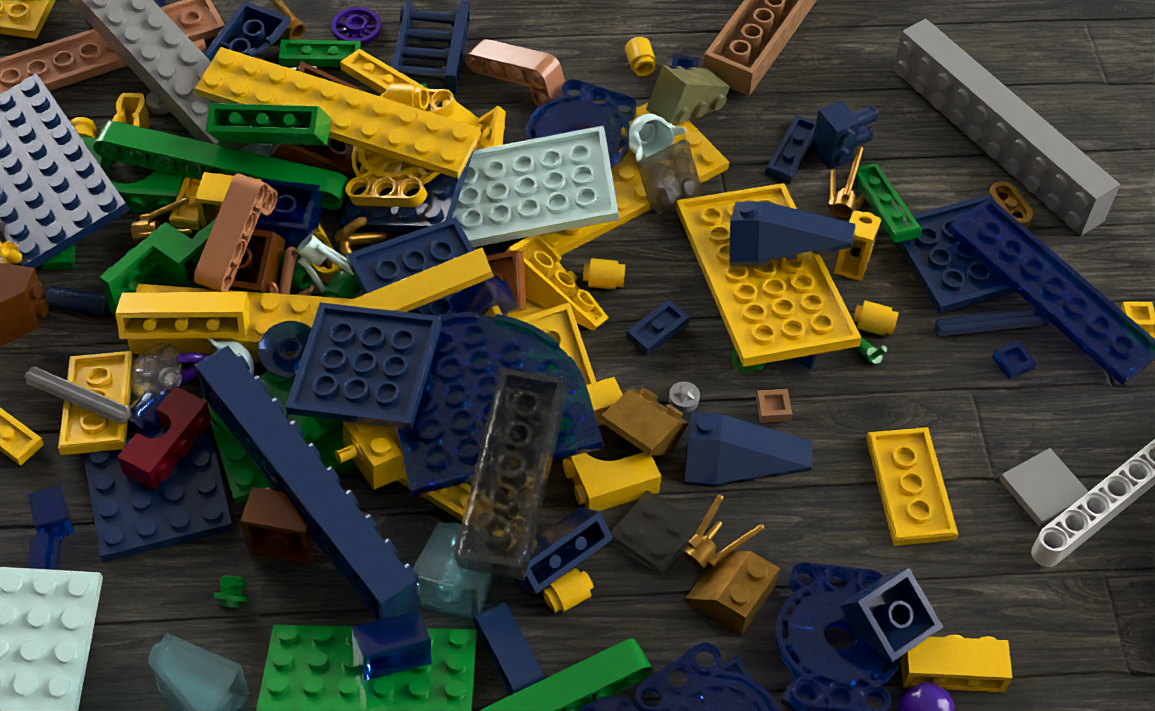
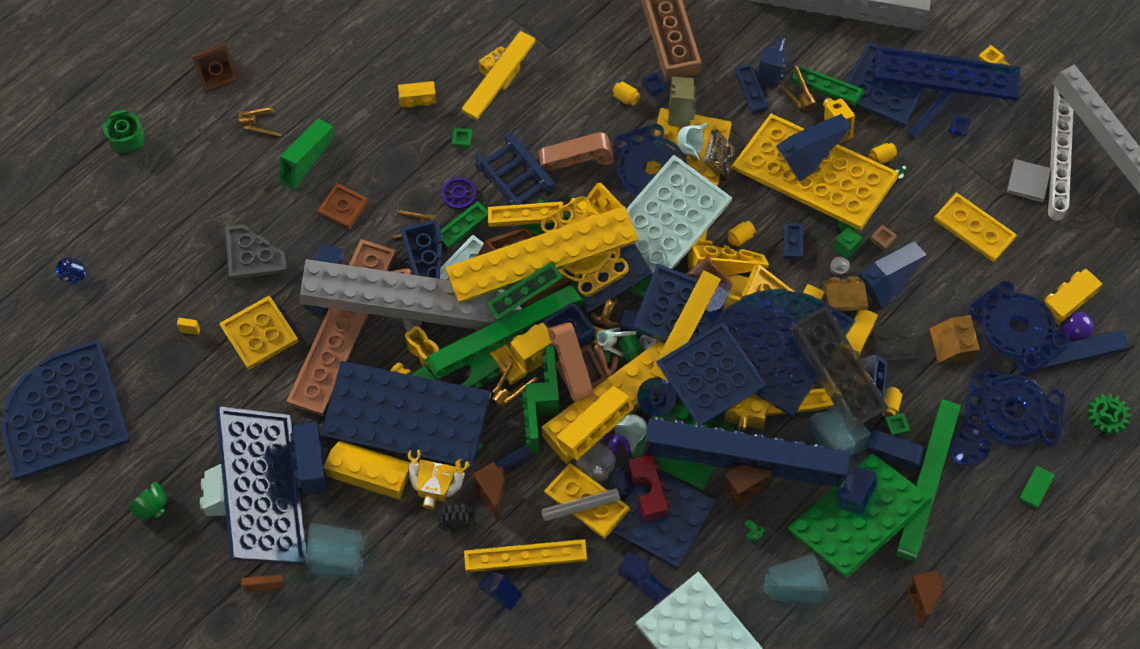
camera: 40 degrees left, 10 degrees up
(408, 94) = (566, 217): yellow brick -> none
(545, 624) = (897, 425): none -> green plate
(702, 549) = (925, 334): pearl gold plant -> none
(719, 376) = (847, 243): none -> green brick
(892, 614) = (1034, 296): dark blue slope -> none
(1012, 202) = (881, 38): pearl gold plate -> none

